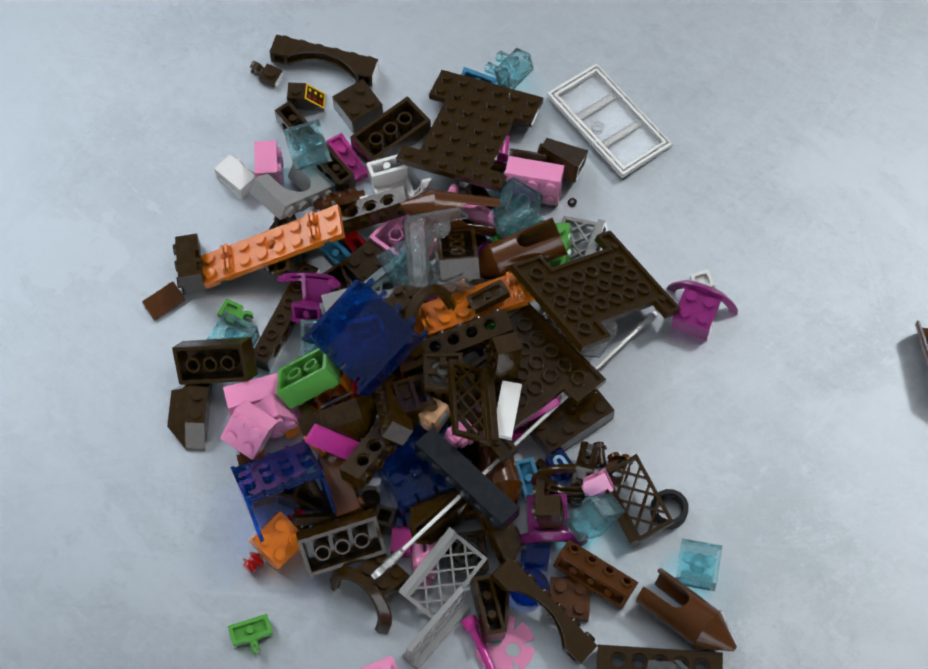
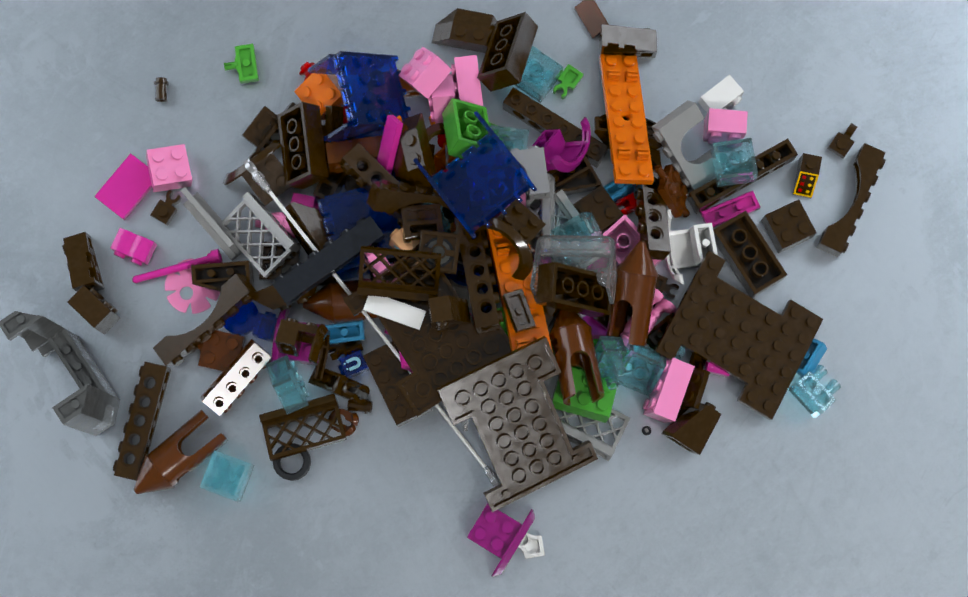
camera: 100 degrees right, 15 degrees up
(323, 596) = (262, 129): none -> dark brown bracket
(597, 483) = (318, 393): bright pink brick -> none
(609, 120) = (739, 487): clear door -> none

